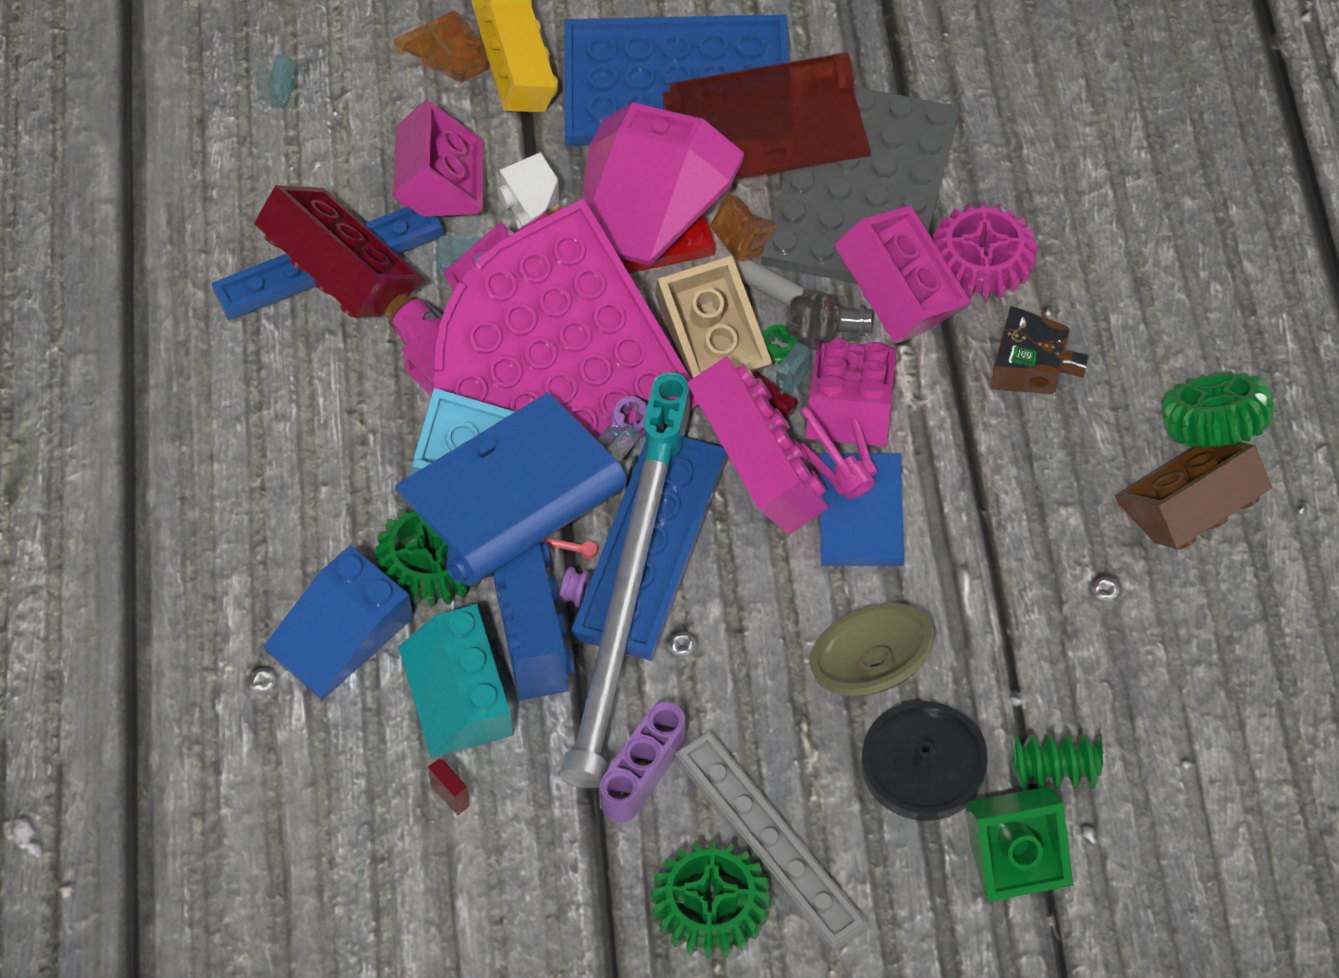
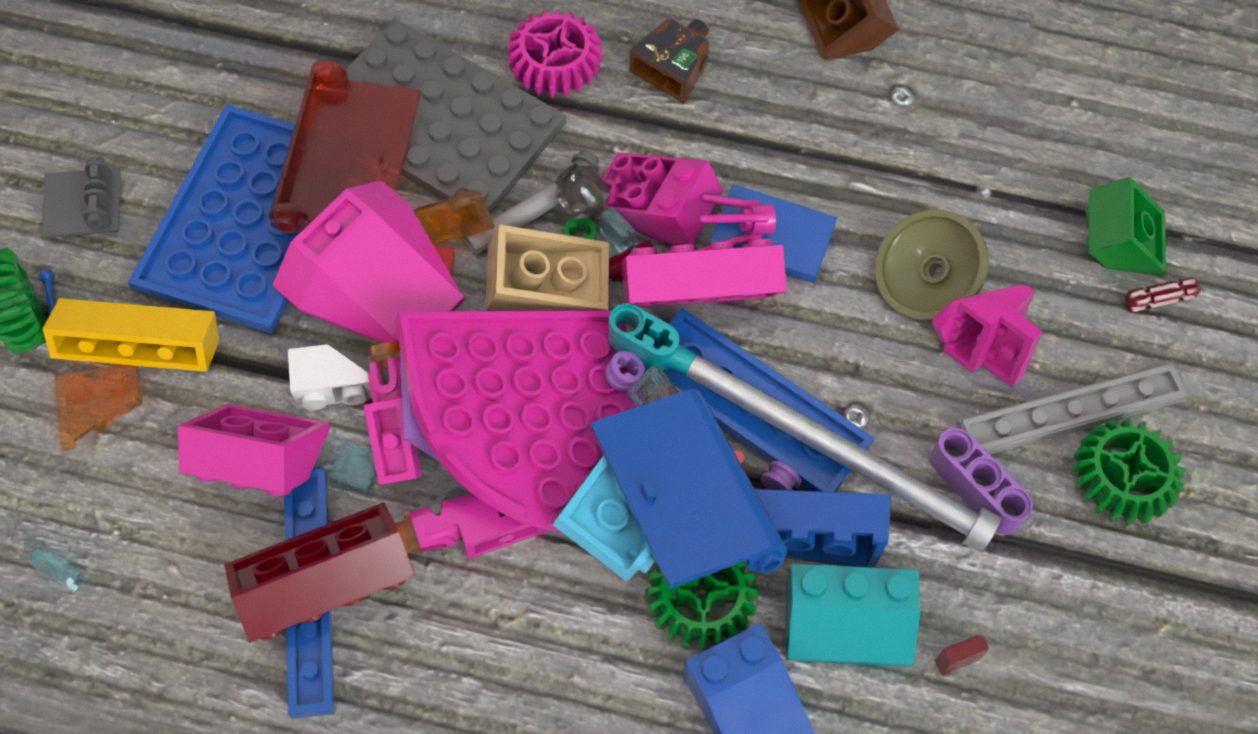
camera: 75 degrees left, 5 degrees up
(820, 722) = (990, 331): none -> dark pink piece
(901, 273) = (563, 113): dark pink slope -> none
(924, 760) = (1036, 258): black piece -> none
(954, 899) = (1162, 294): none -> axle
(1055, 761) = (1065, 177): green piece -> none

